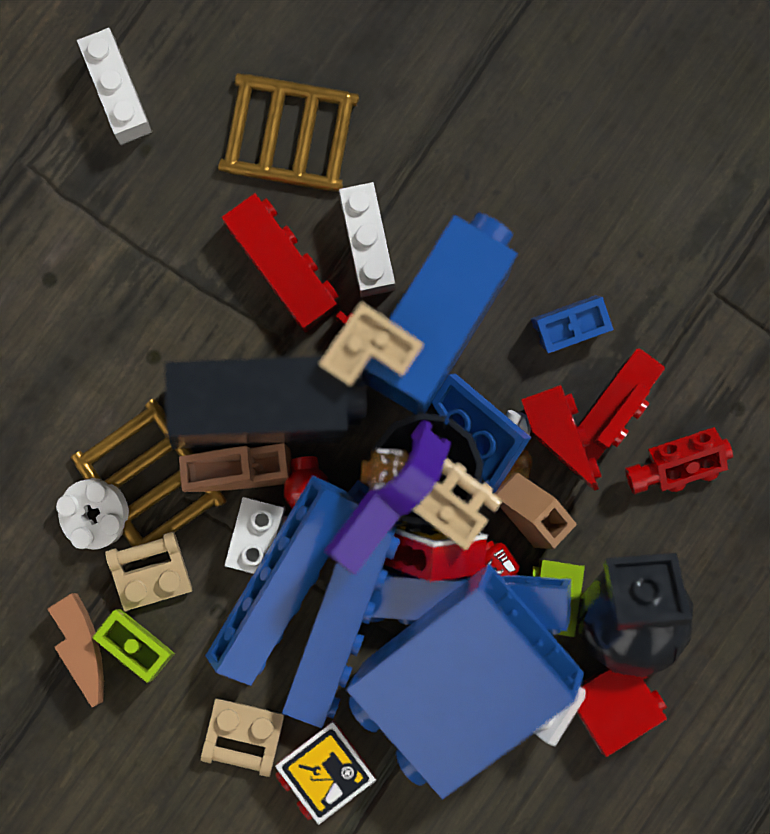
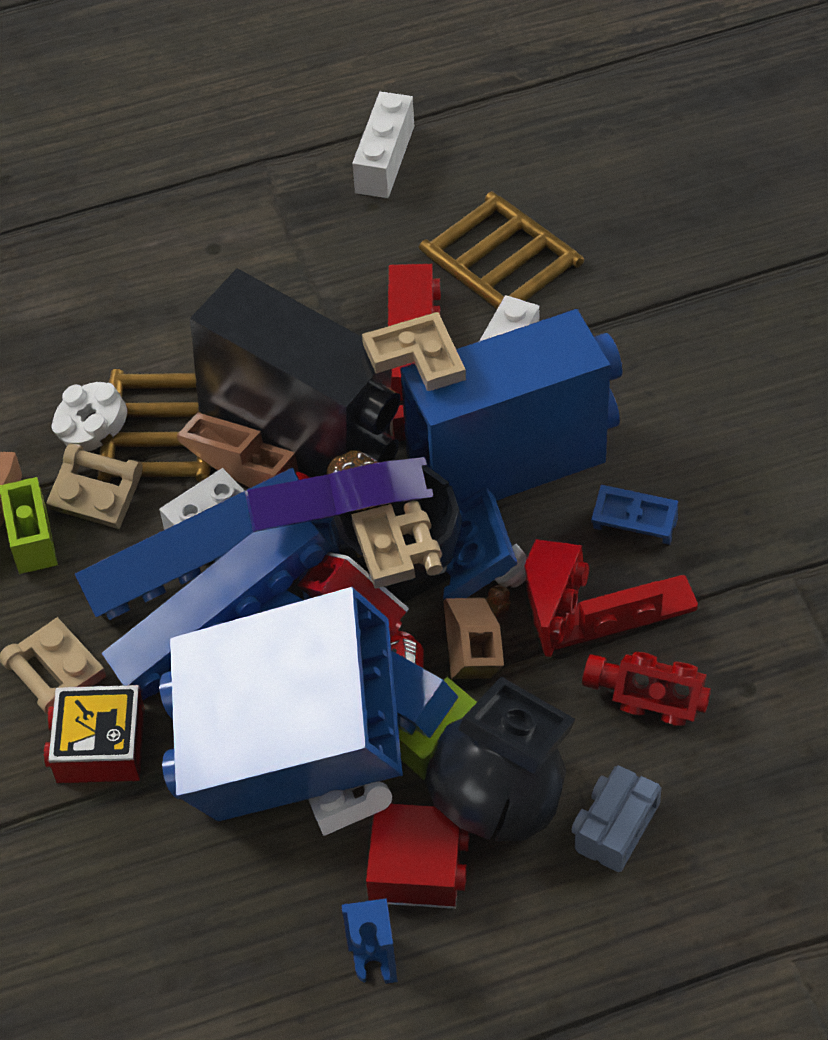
camera: 40 degrees right, 30 degrees down
(635, 791) = (370, 937): none -> blue hinge
(726, 581) = (616, 817): none -> sand blue brick

